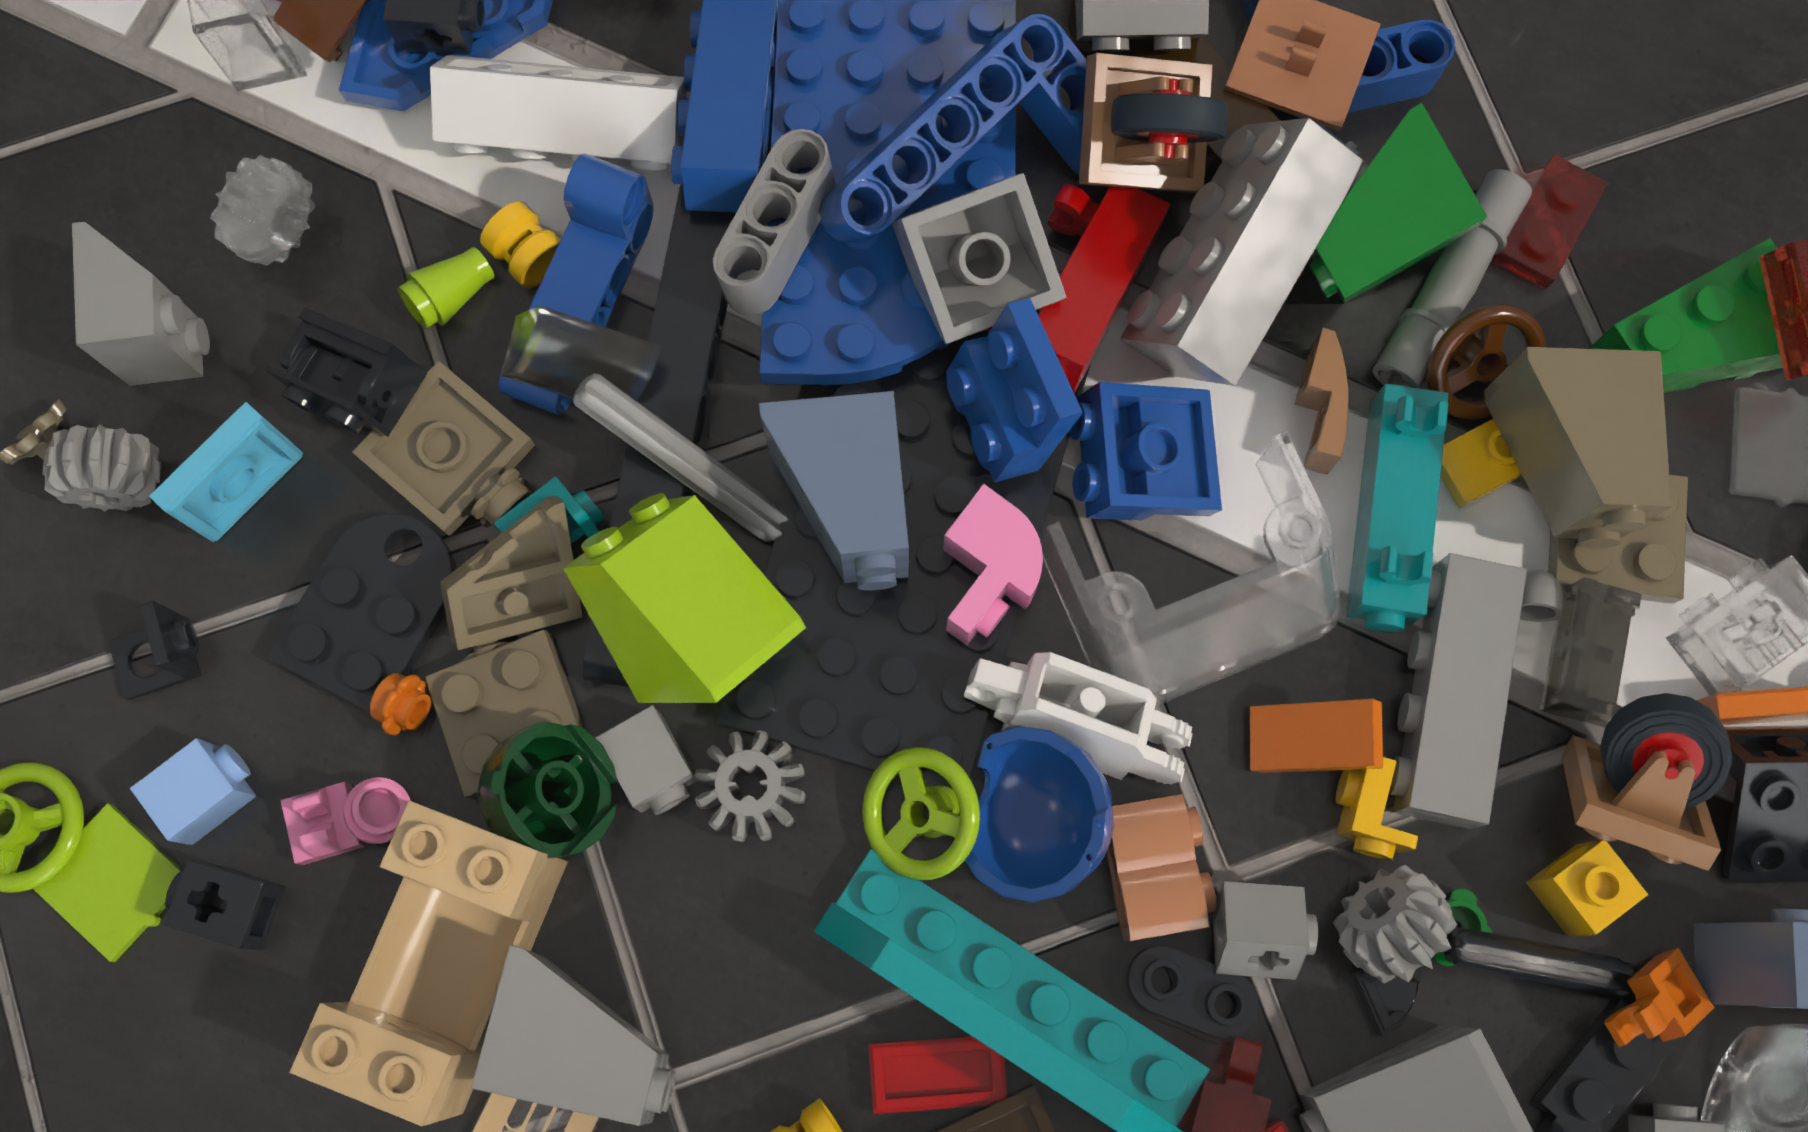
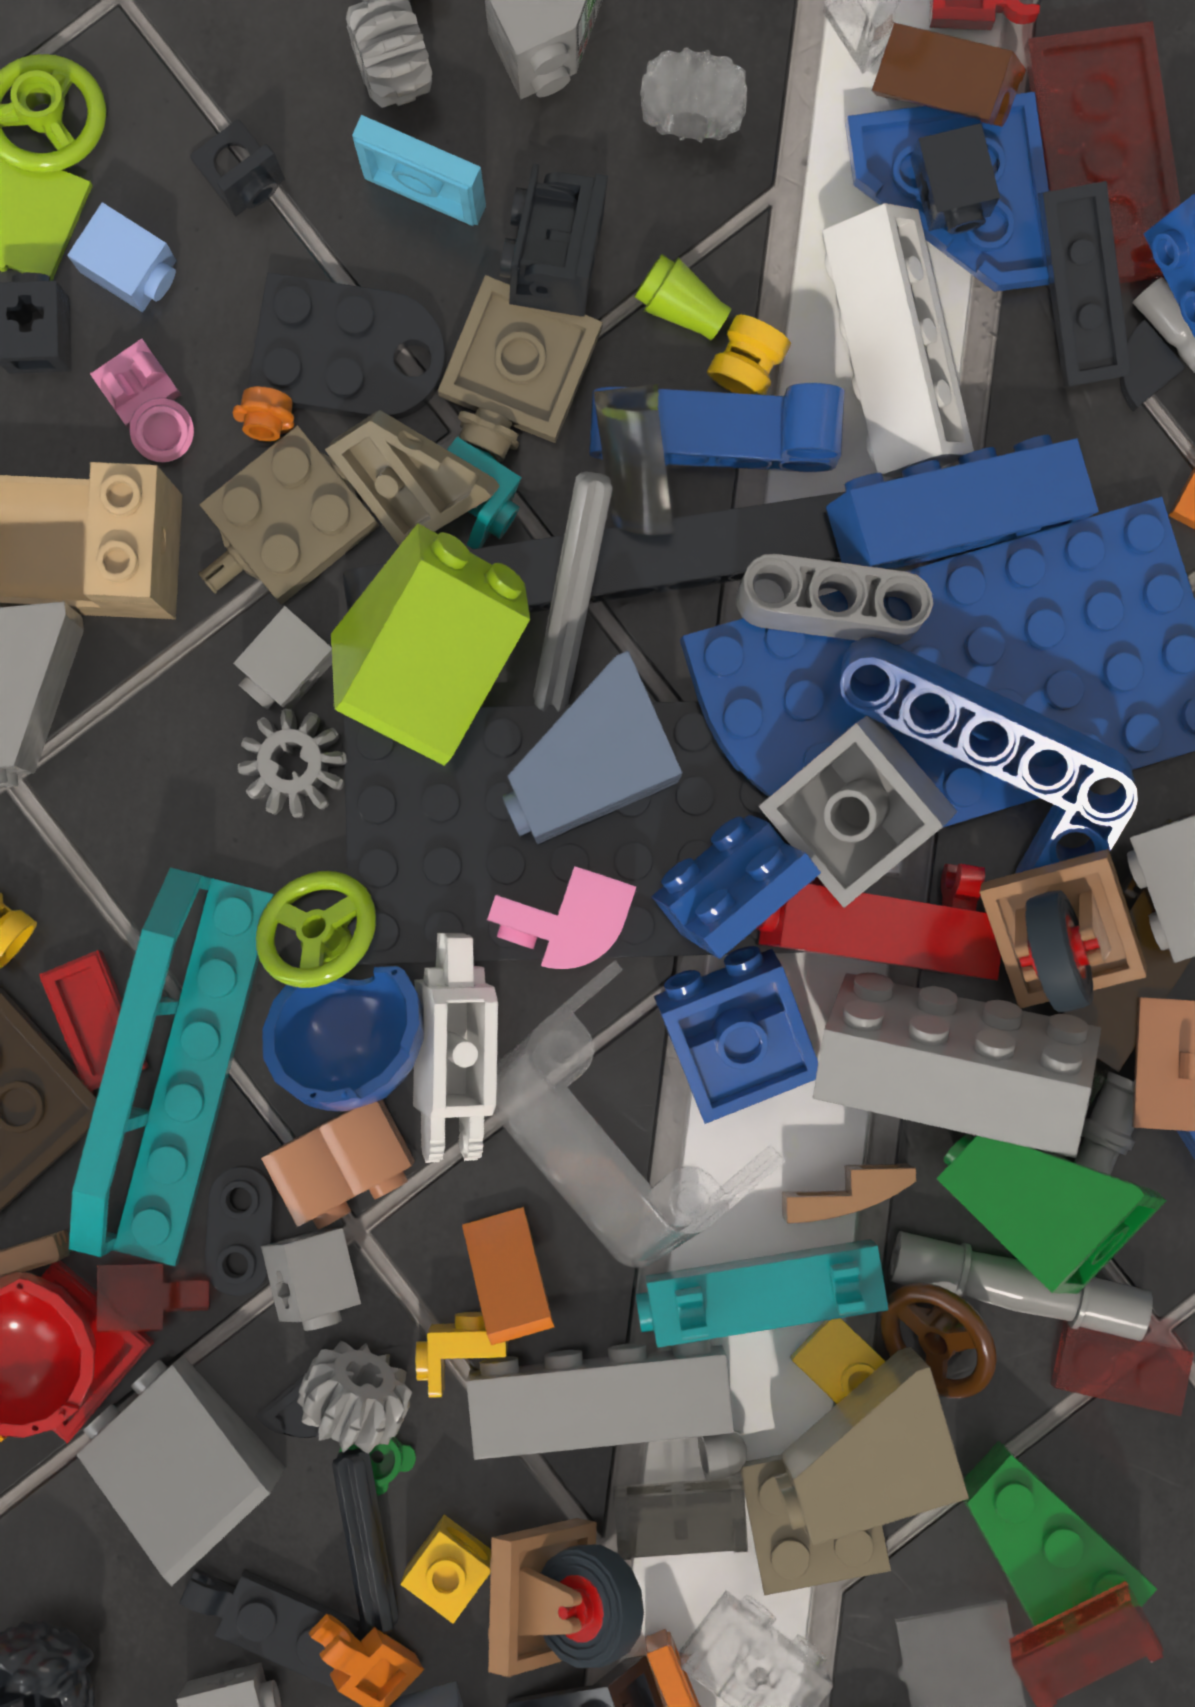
camera: 70 degrees right, 10 degrees up
(548, 789) = (218, 583): dark green cylinder -> none

